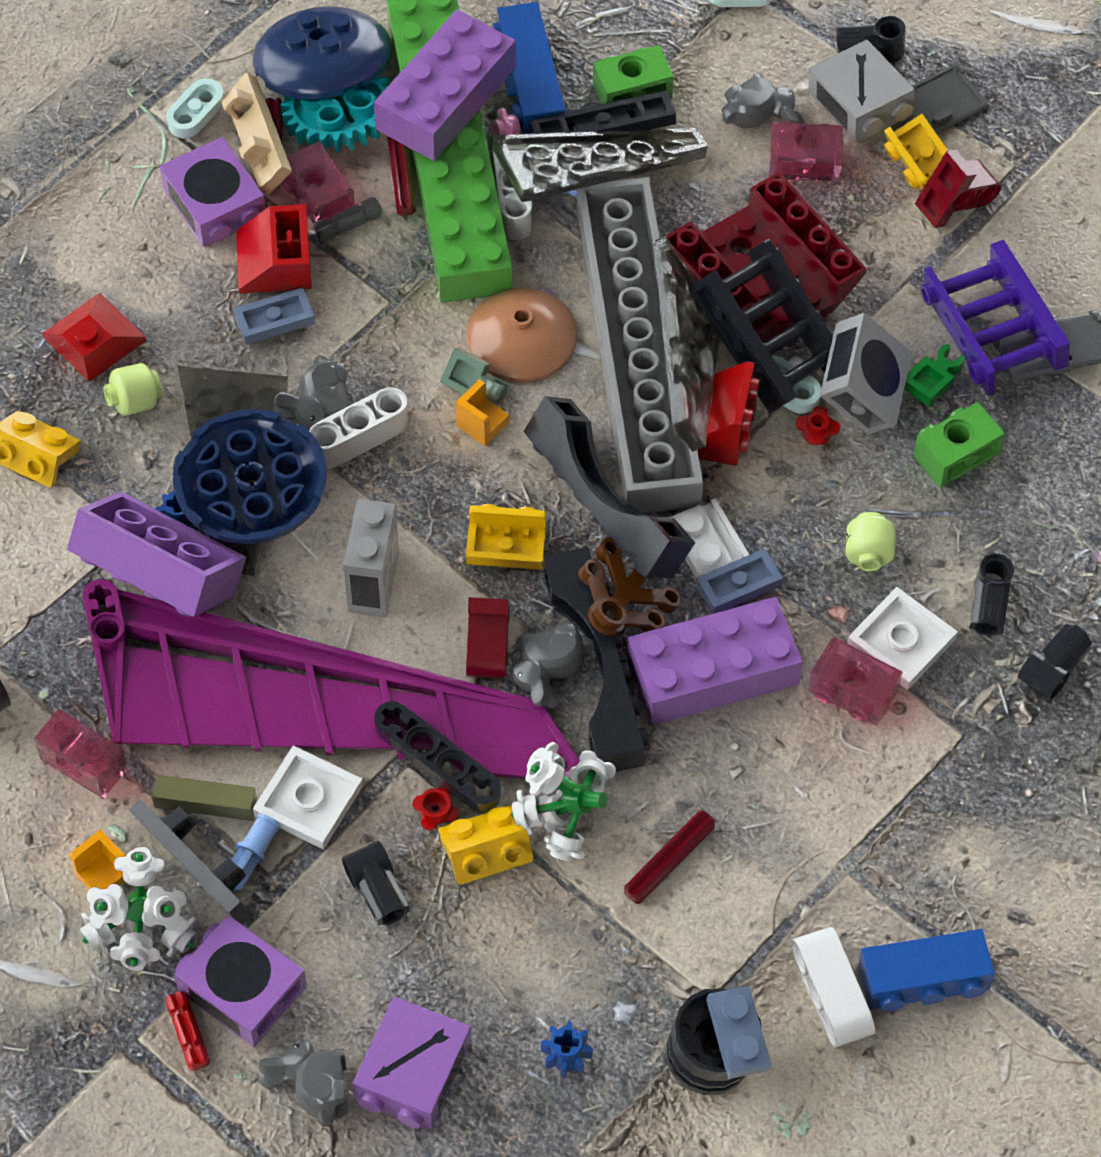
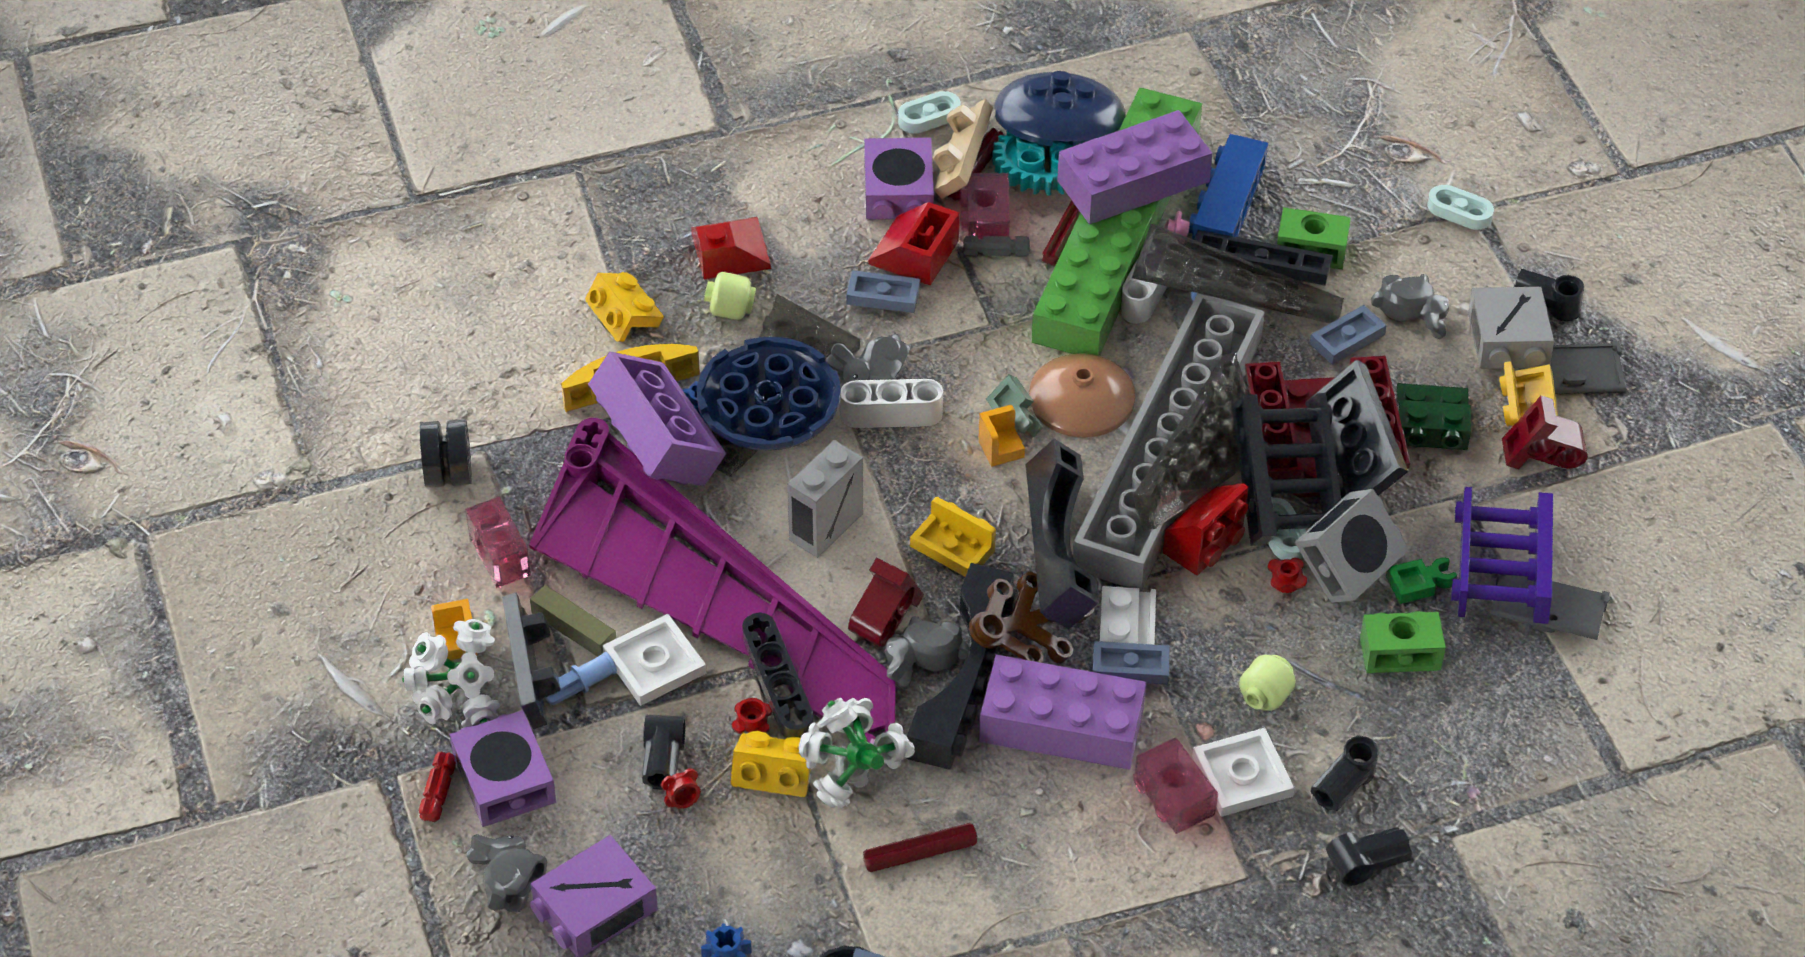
camera: 30 degrees right, 10 degrees down
(53, 552) = (679, 359): none -> yellow slope
(422, 914) = (681, 789): none -> red plate
(722, 163) = (1348, 334): none -> sand blue plate
(806, 151) = (1427, 354): clear pink brick -> none
(828, 272) = (1365, 442): none -> black plate
(850, 206) = (1434, 416): none -> dark green plate

